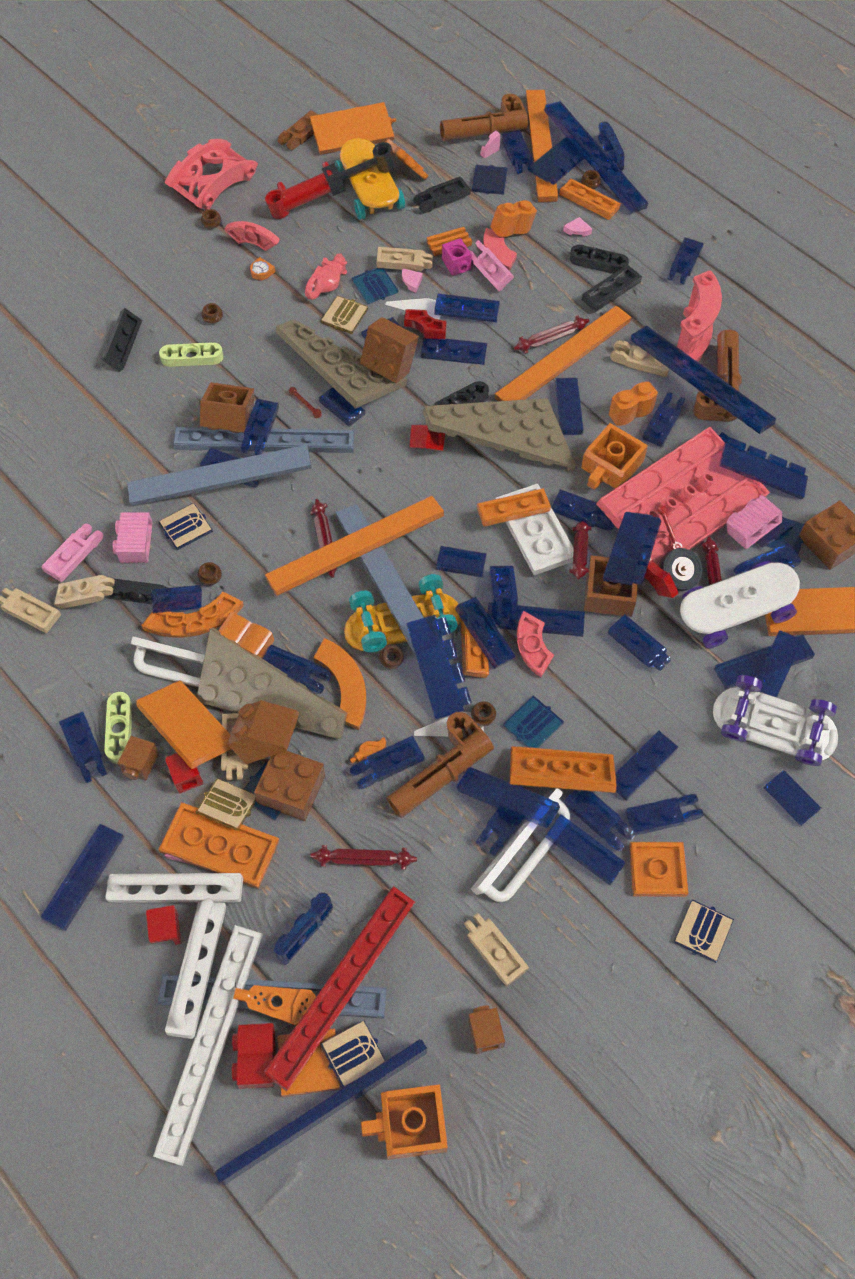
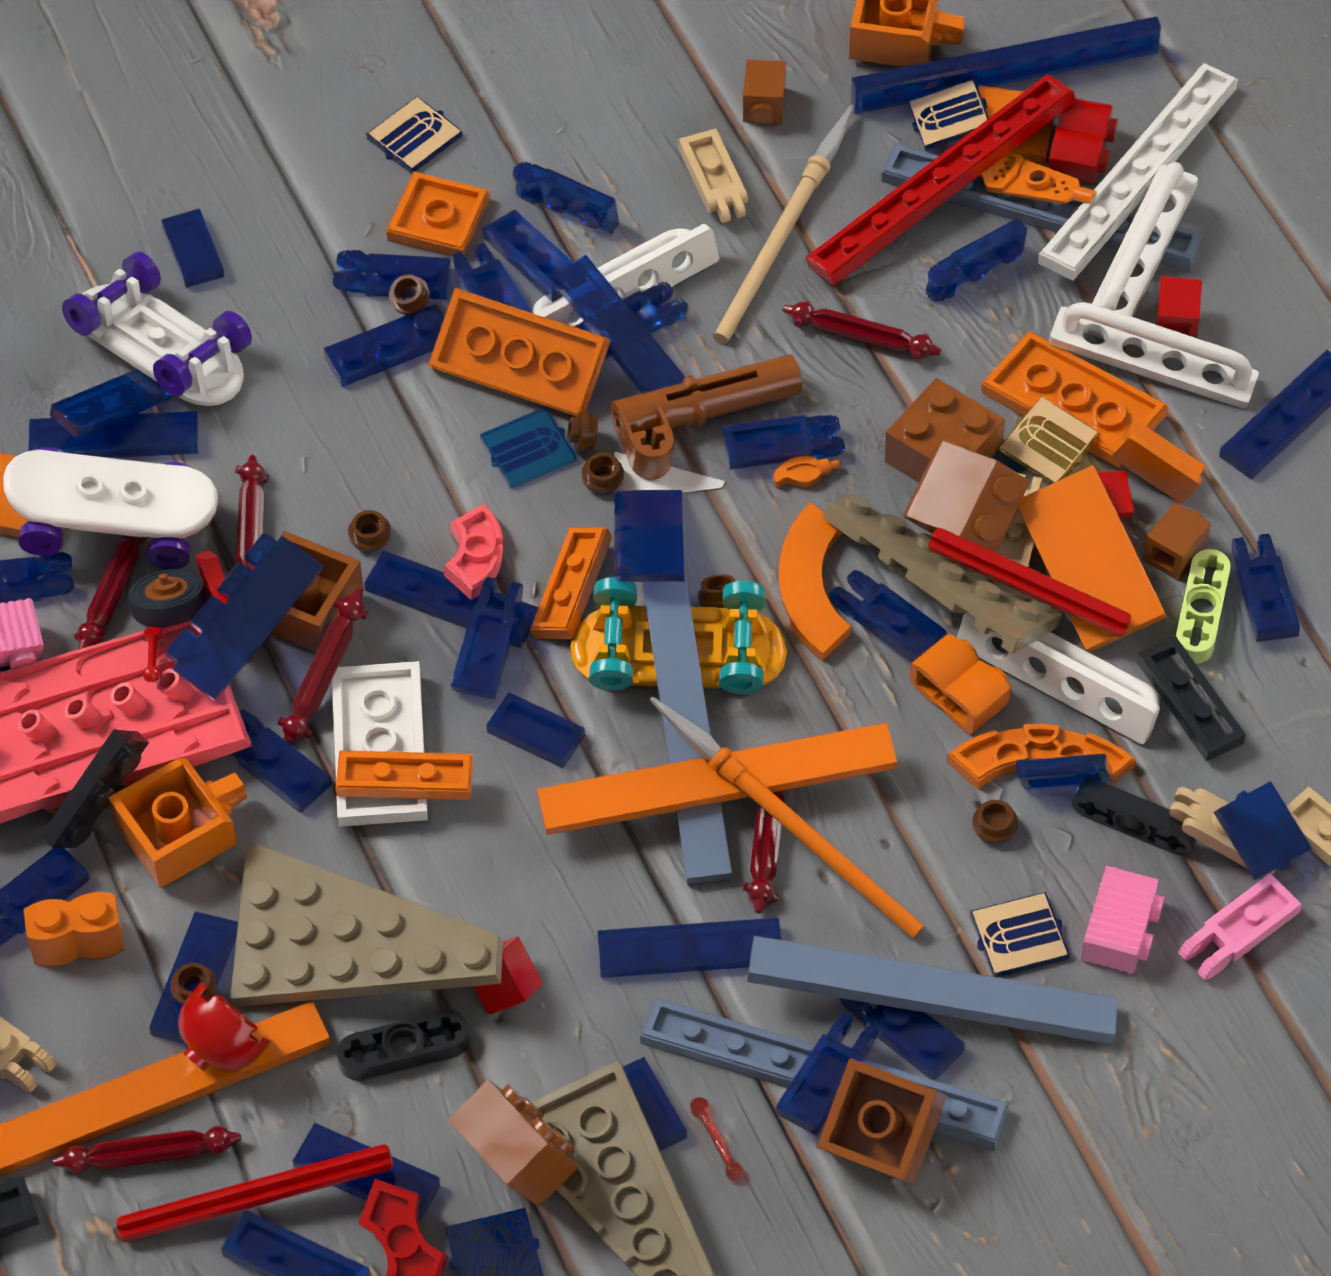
camera: 160 degrees left, 5 degrees down
(64, 590) = (1262, 830): none -> clear blue piece
(116, 666) = (1191, 698): none -> black plate
(156, 803) = (1158, 461): none -> orange panel
(215, 691) = (1030, 582): none -> red axle
(344, 476) = (681, 947): none -> clear blue tile
(365, 545) = (737, 774): none -> orange piece
(430, 982) = (815, 171): none -> tan piece
(485, 632) = (549, 582): clear blue tile -> none
(494, 322) = (254, 1193): none -> red axle
(505, 733) = (582, 431): none -> reddish brown plate
(539, 368) = (218, 1033): none -> red cylinder
(565, 391) = (188, 975): none -> reddish brown plate
(583, 899) = (566, 195): none -> clear blue hinge
(596, 636) = (369, 522): none -> reddish brown plate
(639, 643) = (301, 505): clear blue hinge -> none
(645, 792) = (404, 287): none -> reddish brown plate
(655, 449) = (90, 795): none -> black plate
(661, 628) = (249, 507): none -> dark red wheel

